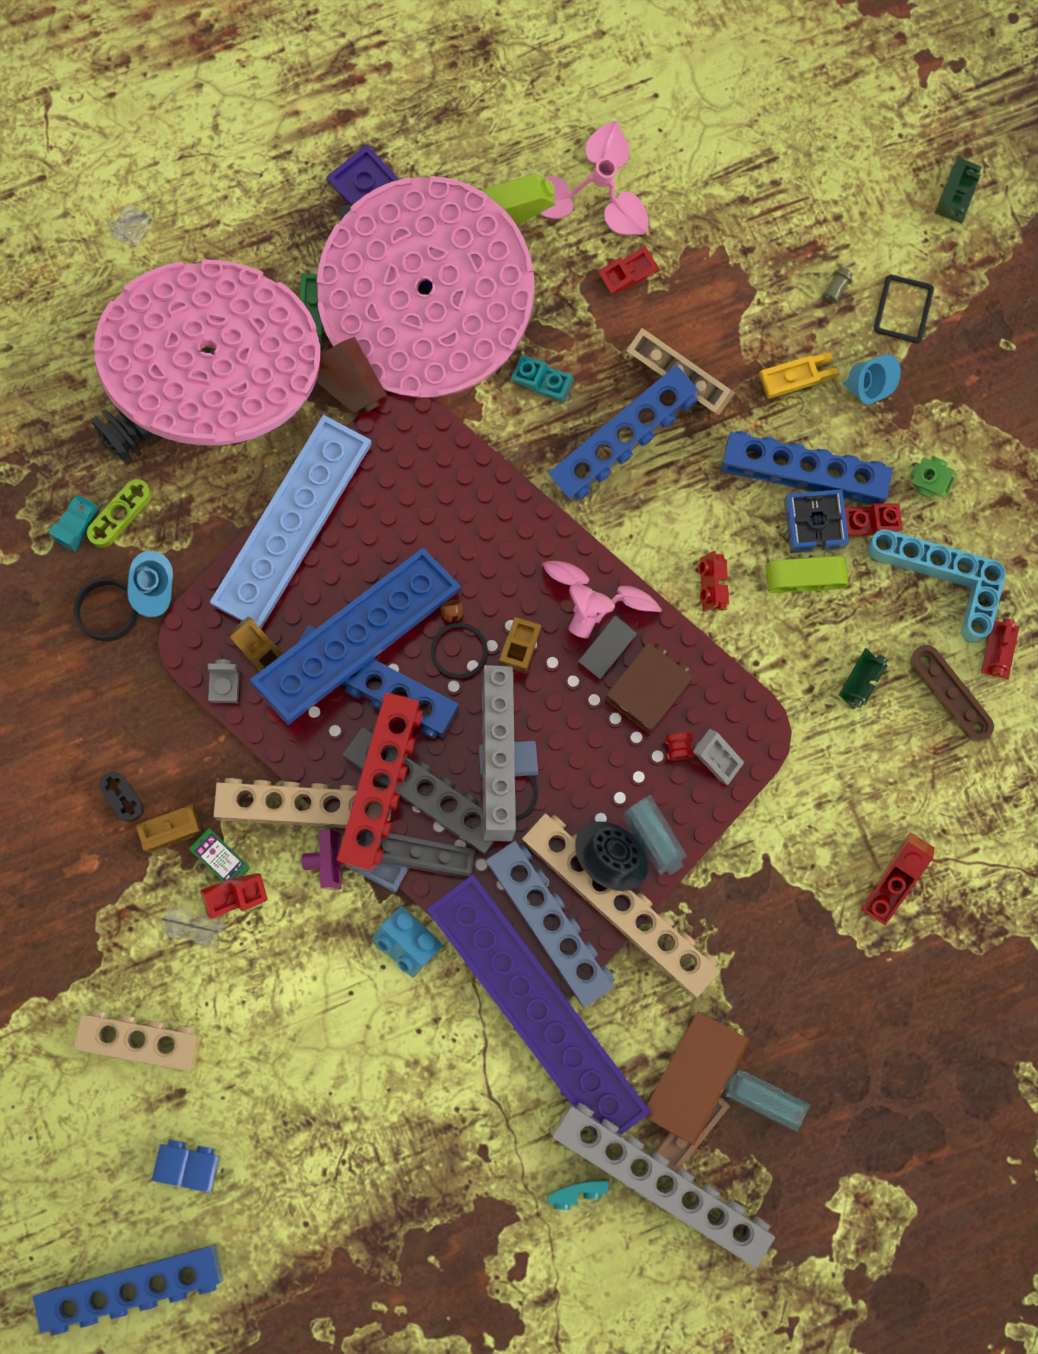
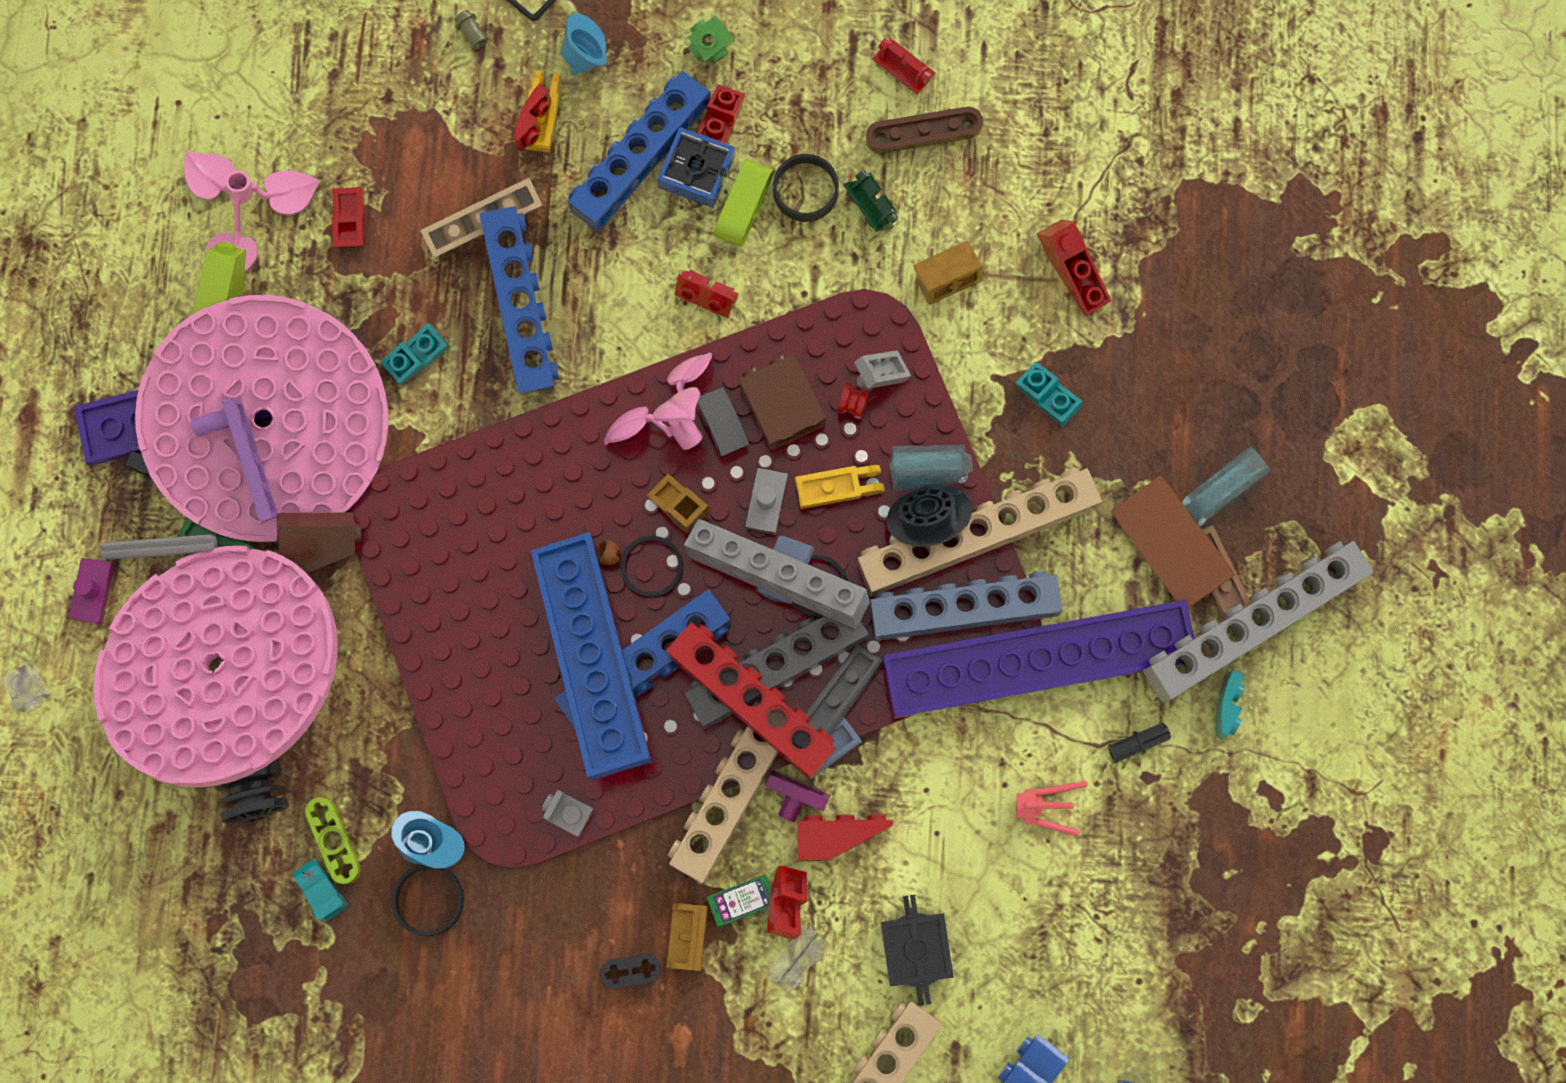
camera: 60 degrees left, 0 degrees up
(229, 233) = (91, 591): none -> magenta tile
(244, 1021) = (916, 950): none -> black plate
(254, 644) = (550, 761): pearl gold brick -> none
(286, 264) = (158, 547): none -> light grey axle
(291, 522) = (436, 669): light blue plate -> none
(301, 904) = (829, 839): none -> red slope
(406, 941) = (914, 754): dark azure bracket -> none
(408, 1060) = (1030, 806): none -> coral plant
(410, 265) = (235, 417): none -> medium lavender piece
(508, 1129) = (1139, 742): none -> black axle
(559, 716) = (766, 501): none -> light grey tile
(600, 767) = (836, 486): none -> yellow hinge
(773, 368) = (527, 126): none -> red slope
(774, 910) = (1048, 394): none -> teal slope
(836, 773) = (948, 272): none -> pearl gold hinge
(864, 597) = (805, 159): none -> black tyre
(948, 571) = (806, 72): medium azure beam -> none

